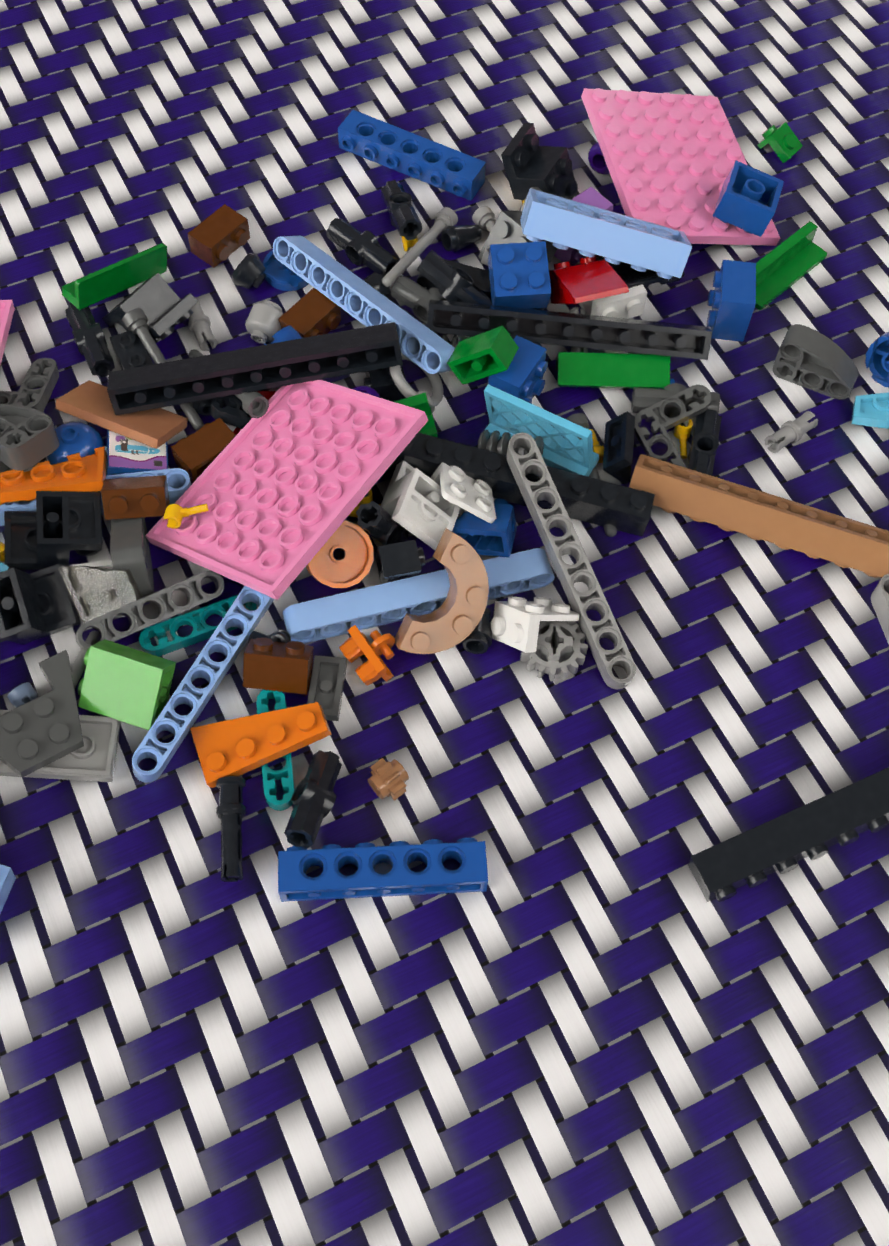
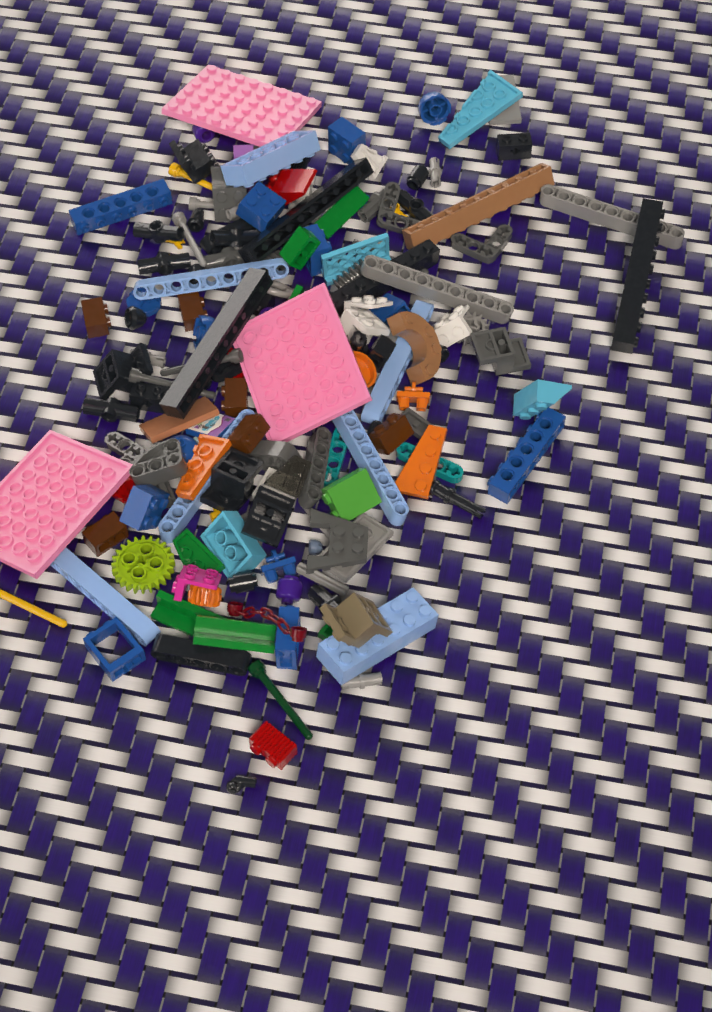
camera: 50 degrees left, 5 degrees down
(116, 277) = (82, 375): green panel -> none
(175, 513) = (274, 421): yellow hand -> none
(264, 321) = (175, 329): light grey head -> none
(313, 799) = (472, 457): black piece -> none
(388, 779) = (484, 426): medium nougat gear -> none
(477, 823) = (538, 397): none -> medium azure slope
(536, 711) = (497, 348): none -> dark grey bracket
(619, 447) = (395, 237): black panel -> none
(722, 579) = (462, 243): none -> dark grey beam
(730, 345) = (375, 160): none -> white wing
(748, 198) = (298, 94): blue brick -> none
(761, 417) = (417, 177): none -> black brick
(782, 141) = (262, 59): green bracket -> none
(787, 264) = (338, 104): green panel -> none
(815, 363) = (408, 137): dark grey beam -> none

